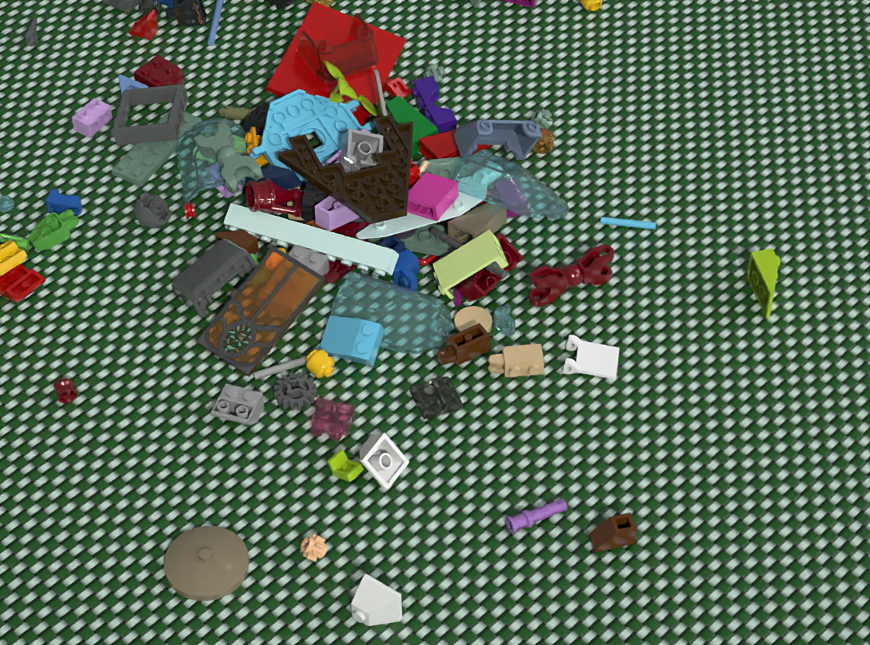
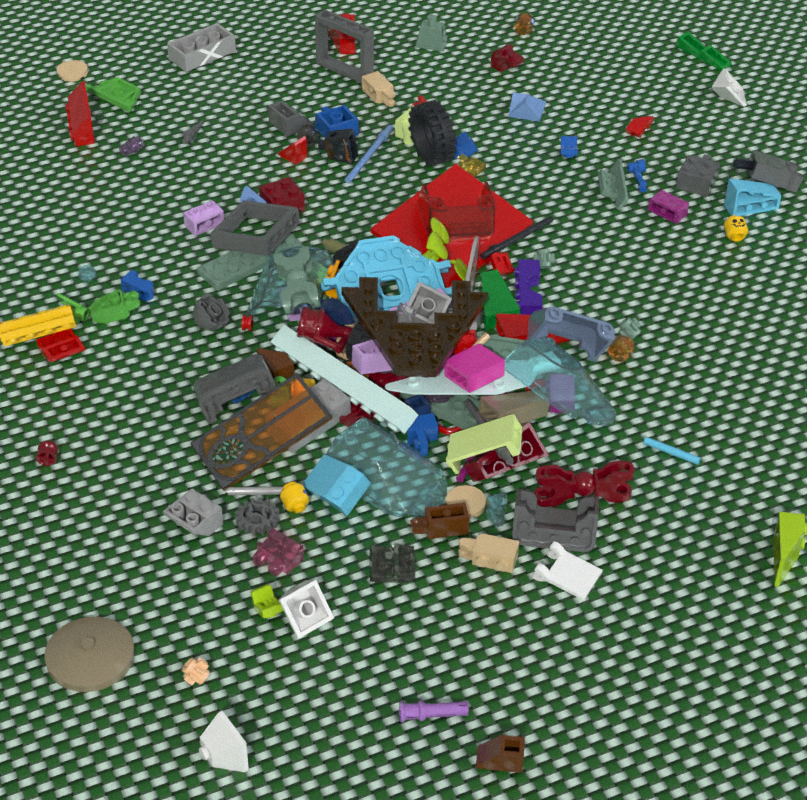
camera: 20 degrees right, 5 degrees down
(386, 75) = (497, 247): none -> black bar
(556, 322) = (543, 525): none -> dark grey windscreen

